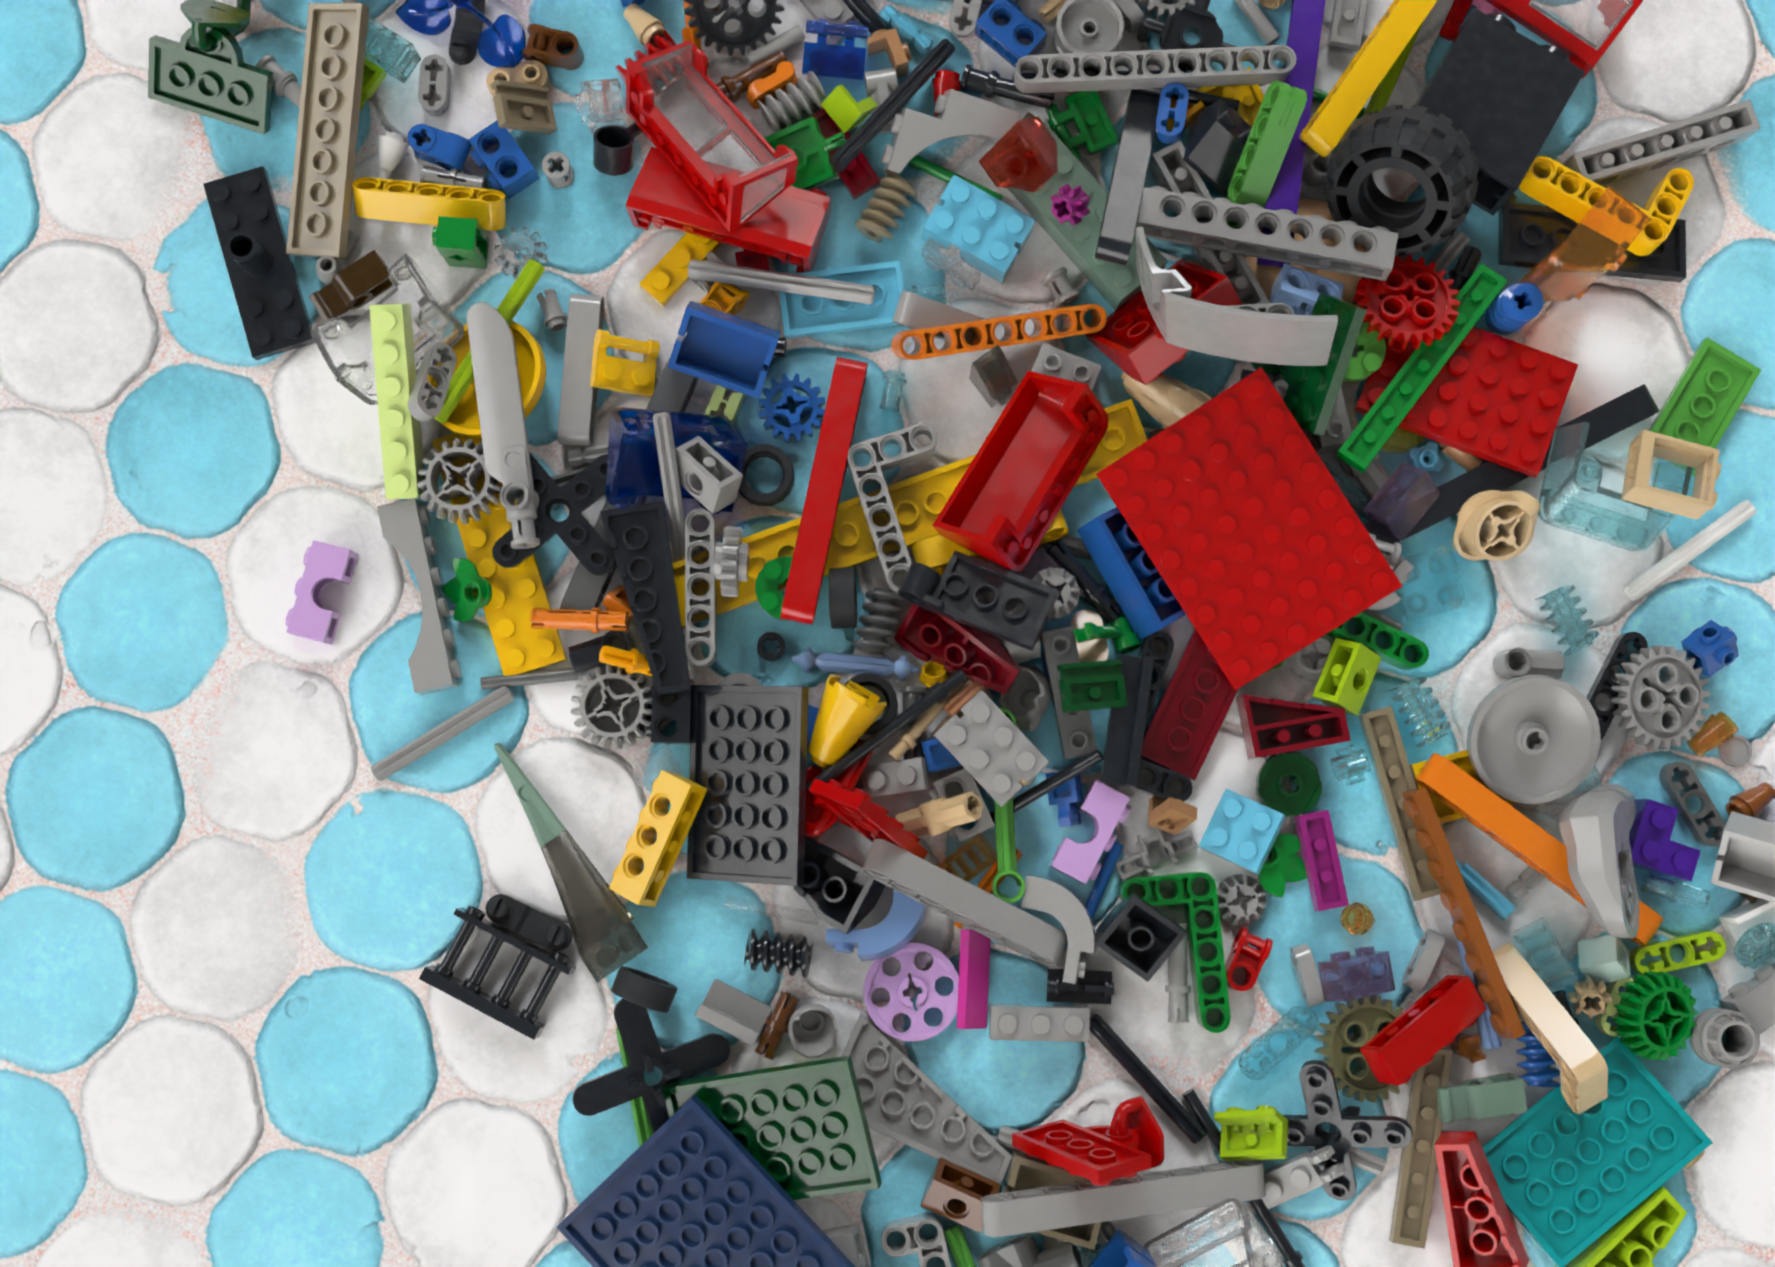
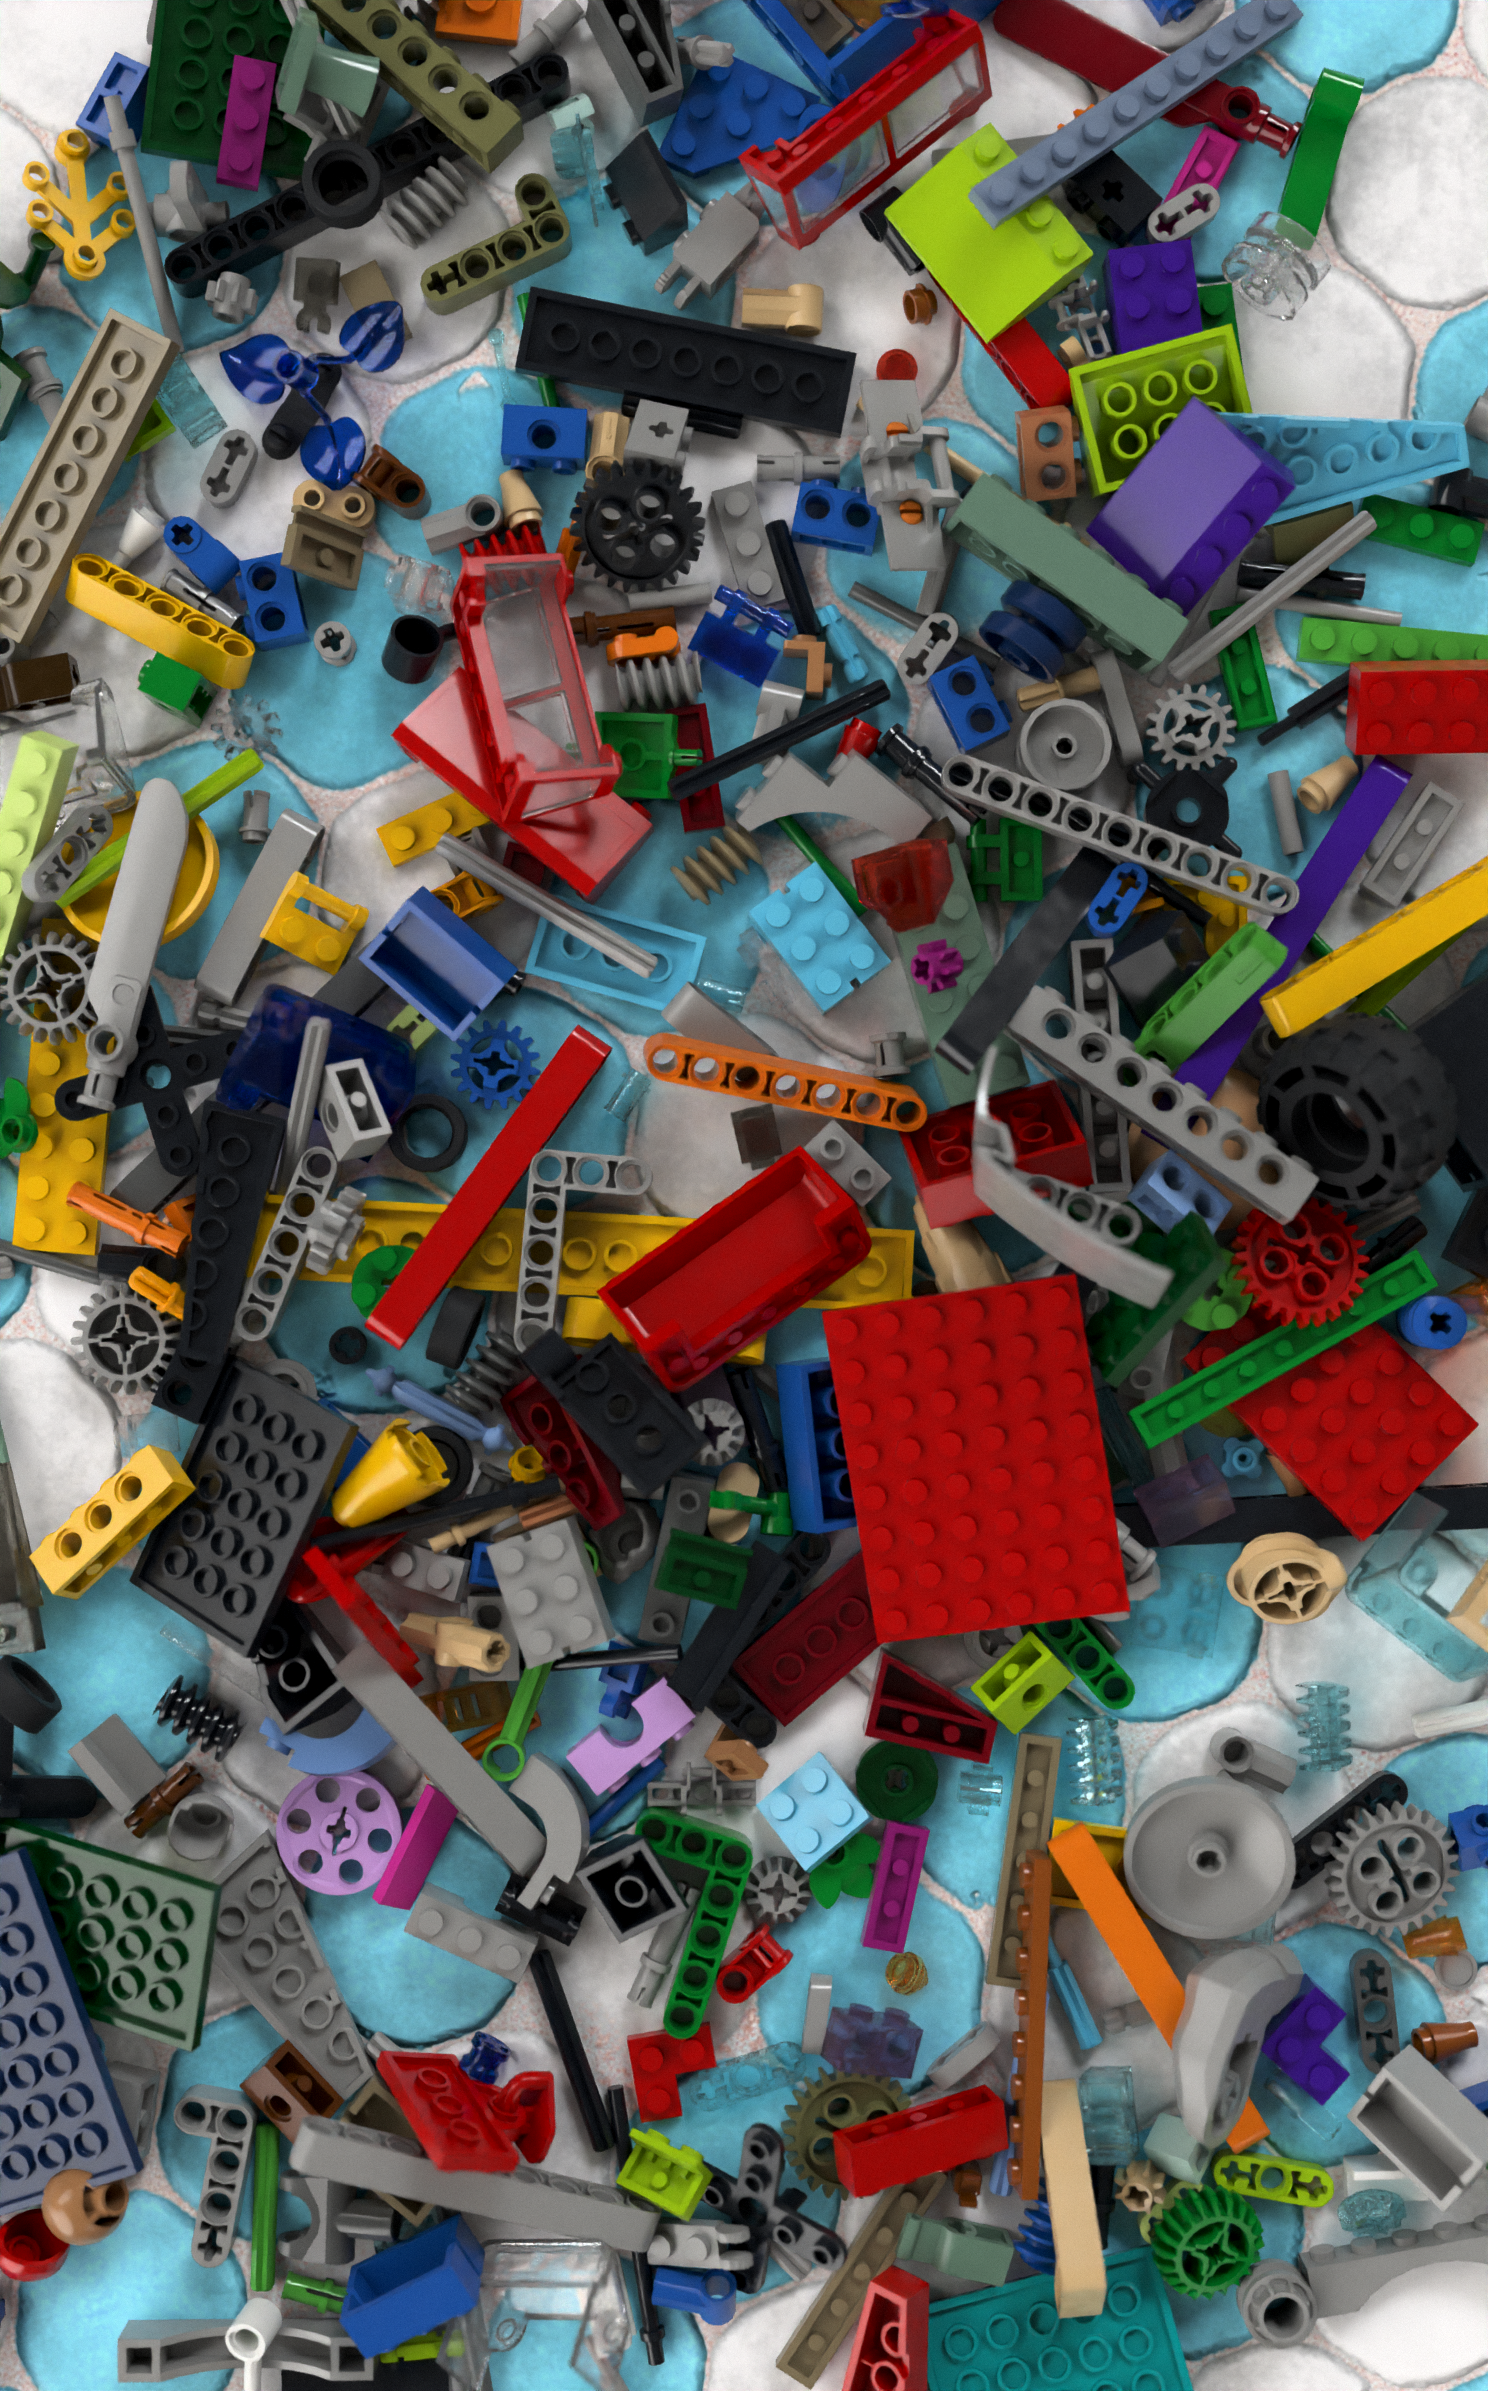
camera: 25 degrees right, 5 degrees up
(603, 61) = (458, 525): none -> light grey piece
(845, 109) = (717, 721): lime panel -> none
(1086, 1109) = (485, 2057): none -> clear blue wheel
(1209, 1061) = (656, 2062): none -> red plate
(1321, 1211) = (692, 2292): none -> blue piece

